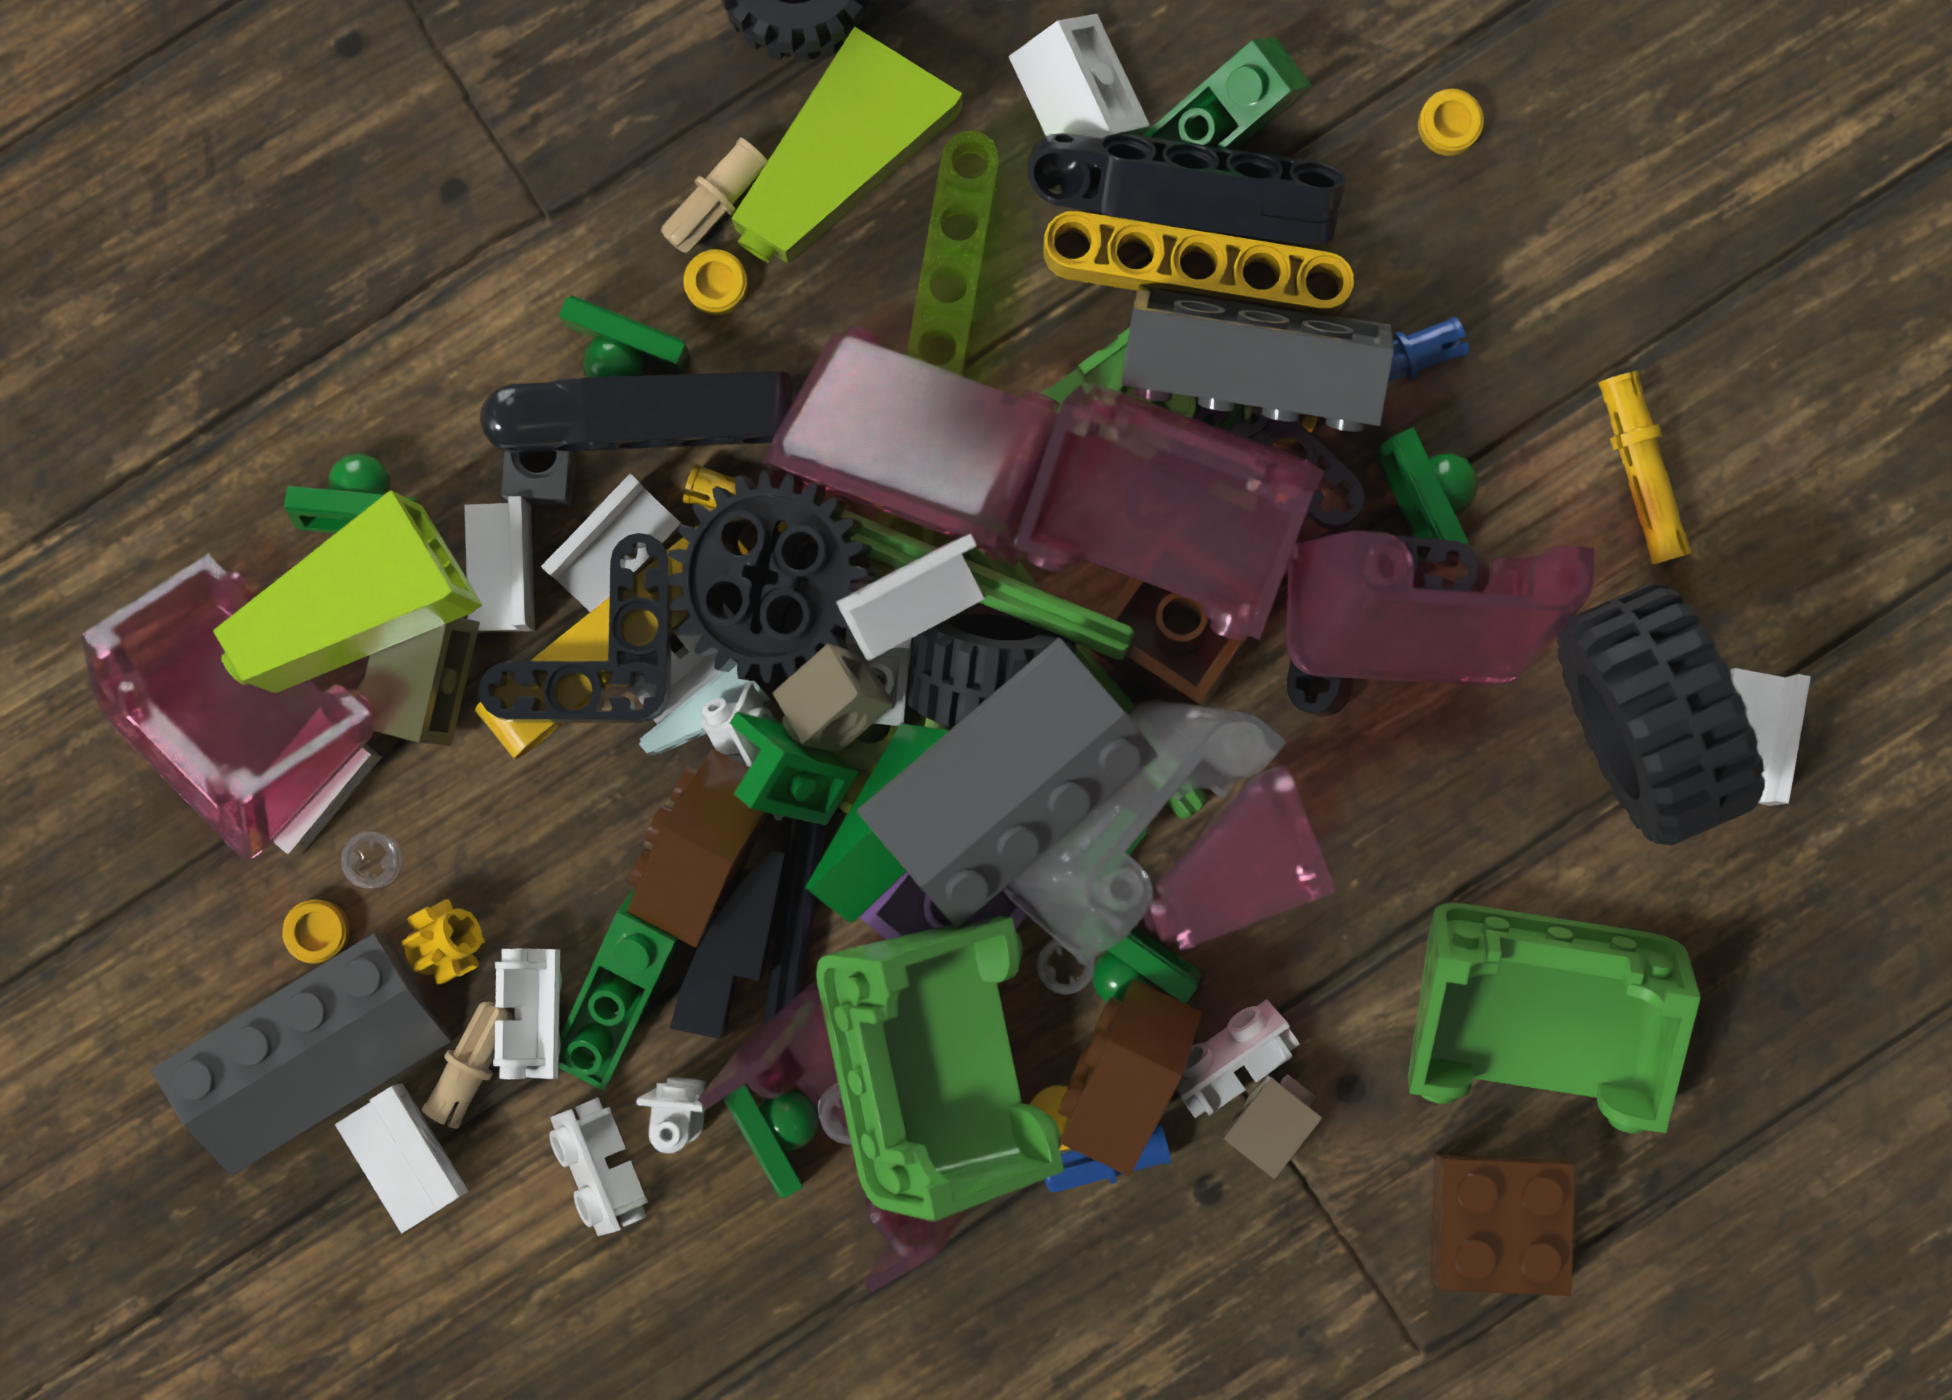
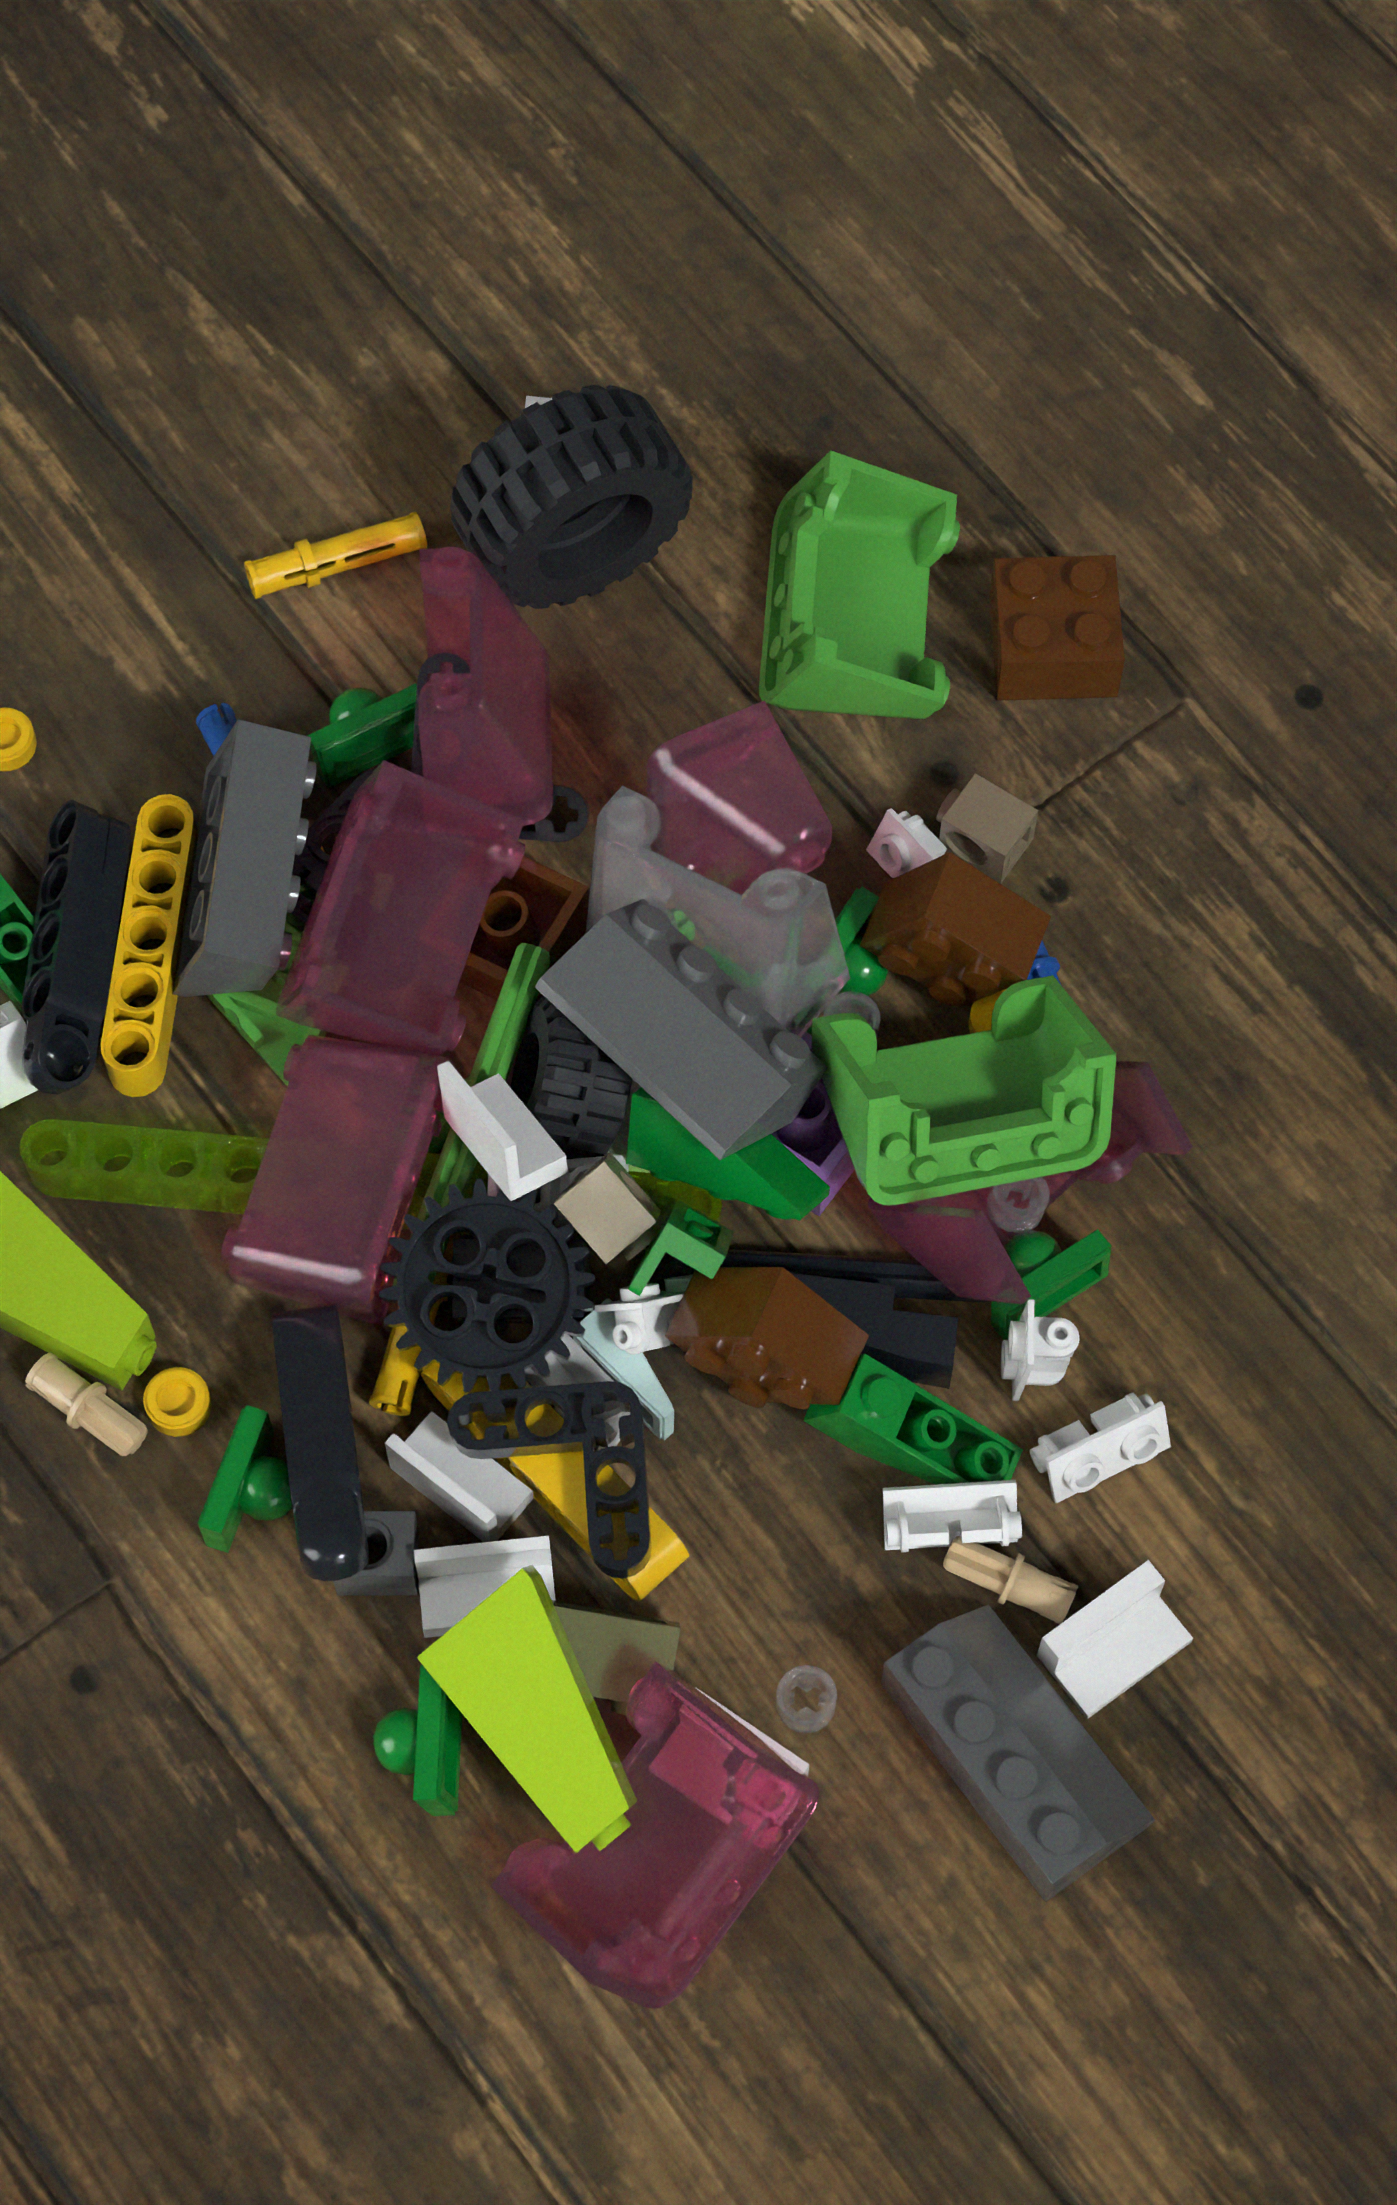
camera: 95 degrees left, 20 degrees down
(316, 931) = (887, 1752): yellow tile -> none
(443, 941) = (886, 1608): yellow gear -> none

